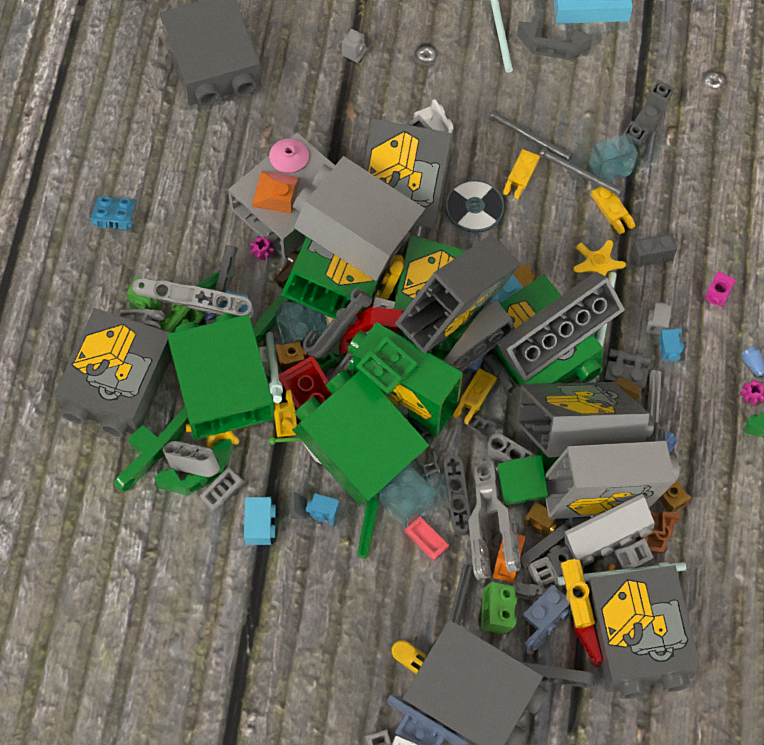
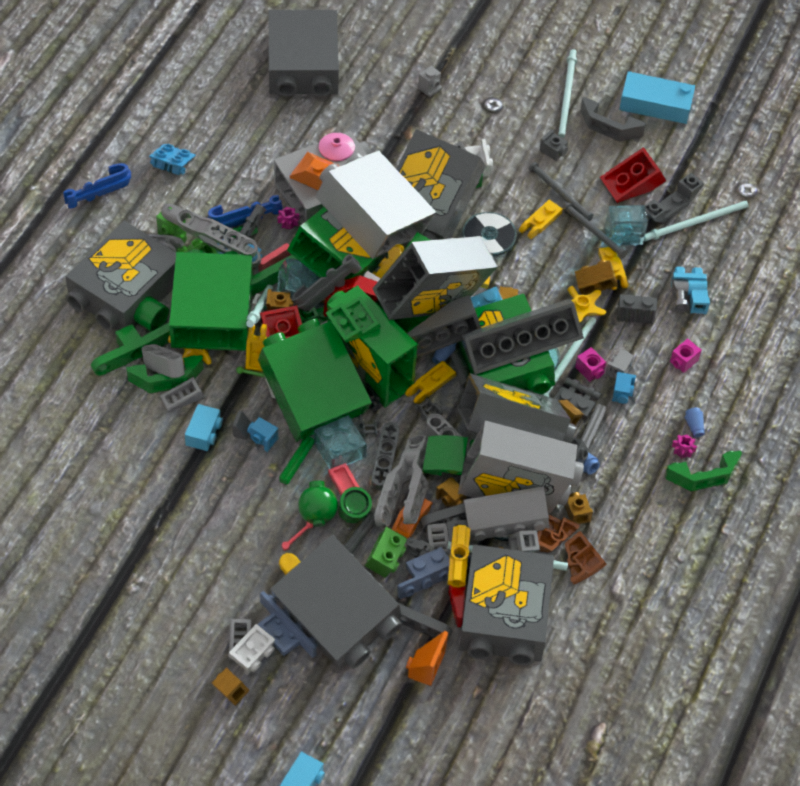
camera: 15 degrees right, 10 degrees down
(50, 269) = (118, 178): none -> blue piece
(158, 406) = (151, 314): none -> green piece
(212, 260) = (239, 215): none -> blue piece
(265, 300) = (274, 257): none -> coral tile
(390, 629) = (286, 545): none -> coral hinge
(410, 575) = (317, 504): none -> green brick
(447, 564) = (354, 505): none -> green piece
(506, 85) = (553, 145): none -> dark grey brick
(583, 719) = (427, 660): none -> orange slope
(598, 99) = (633, 176): none -> red slope
(602, 227) = (596, 277): none -> pearl gold brick
(629, 320) = (590, 364): none -> dark pink brick
(643, 157) = (655, 234): none -> light aqua bar
(695, 550) = (582, 558): none -> dark orange slope
(699, 206) = (690, 284): none -> medium azure hips

